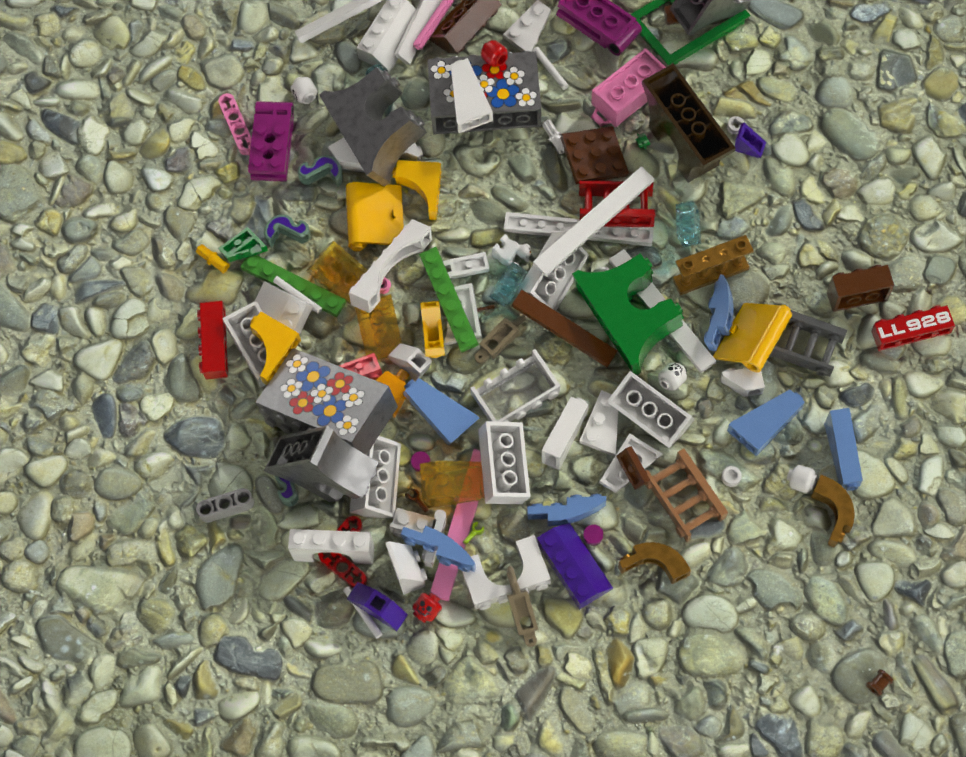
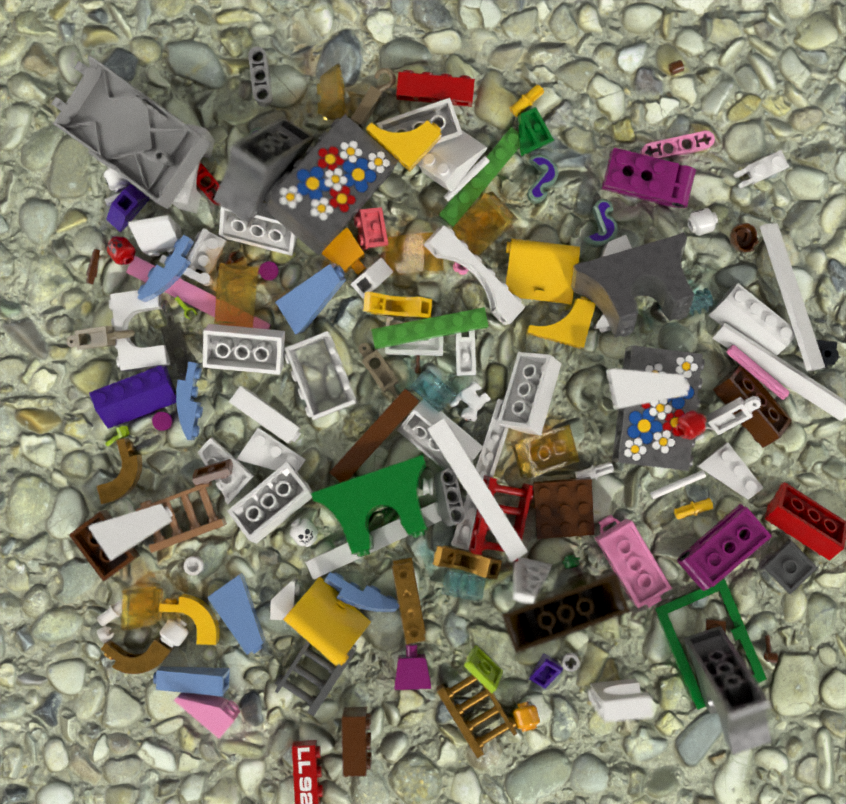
camera: 95 degrees right, 20 degrees up
(162, 138) = (676, 67): none -> reddish brown piece
(231, 395) = (372, 99): none -> dark tan piece
(234, 426) = (332, 94): none -> clear yellow slope
(246, 51) = (763, 168): none -> white hinge
(304, 607) = (130, 132): none -> light grey piece
(313, 54) = (743, 237): none -> reddish brown hair
(351, 627) = (115, 181): none -> white head
(449, 636) = (93, 267): none -> reddish brown animal
(475, 27) = (724, 419): none -> white piece
(492, 201) = (529, 392): none -> white slope
(505, 537) = (173, 338): none -> clear smoke piece
(545, 181) = (545, 452): none -> clear yellow slope
(569, 50) = (693, 508): none -> yellow axle
(607, 251) = (452, 488): none -> light grey beam
(614, 571) = (122, 432): none -> lime hand
(664, 223) = (466, 561): none -> pearl gold arch
(666, 163) = (528, 579): none -> white wing
(710, 530) = (126, 531): none -> white slope
(732, 560) = (95, 554): none -> reddish brown brick
(758, 70) = (620, 700): none -> white arch
(760, 190) = (484, 668): none -> lime tile
(780, 255) = (412, 670): none -> magenta torso
(782, 510) = (141, 605): none -> clear yellow slope
(785, 449) = (200, 612): none -> yellow arch
(795, 150) = (526, 716): none -> light orange head
(795, 541) = (114, 611): none -> white axle
(807, 210) = (468, 726): none -> pearl gold fence
(822, 546) = (104, 634): none -> white hinge
(870, 415) = (211, 711): none -> bright pink slope

